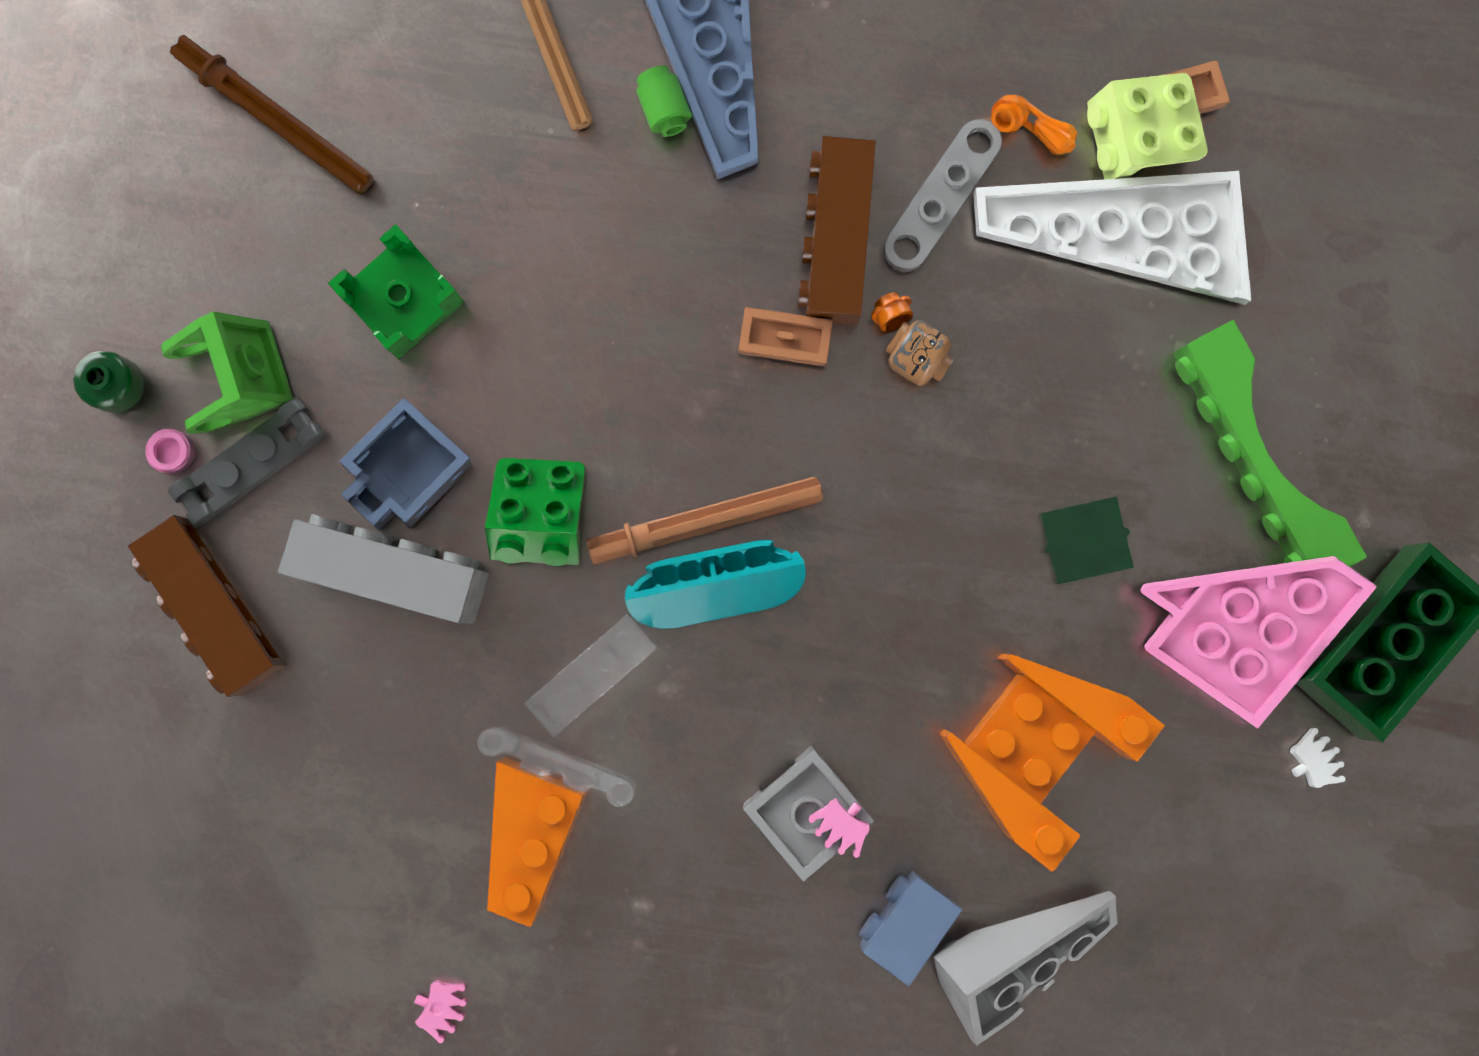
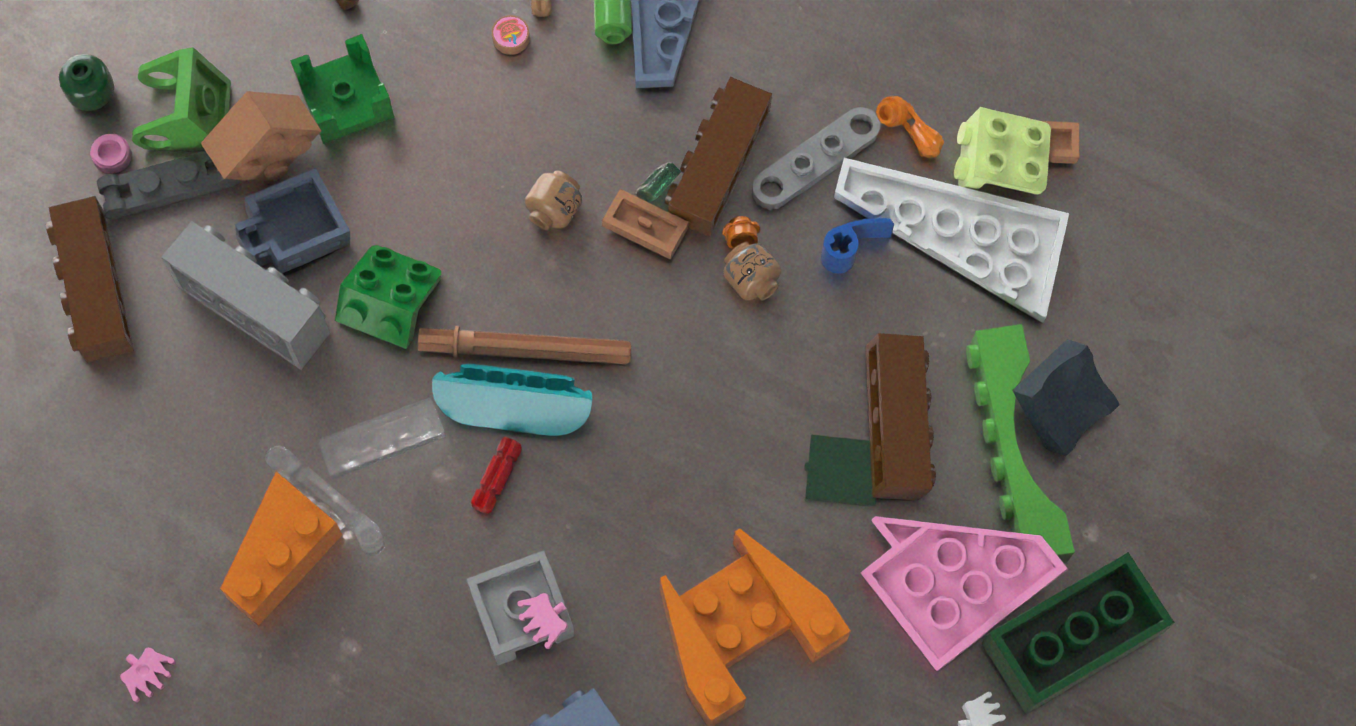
camera: 20 degrees right, 15 degrees down
(331, 387) = (261, 136): none -> nougat brick
(557, 162) = (510, 34): none -> tile
(677, 344) = (553, 200): none -> medium nougat head
(726, 672) = (496, 475): none -> red axle
(783, 285) = (657, 182): none -> clear green tile
(1015, 284) = (847, 238): none -> blue panel
(1131, 465) = (899, 417): none -> reddish brown brick
(1303, 385) = (1065, 397): none -> black brick

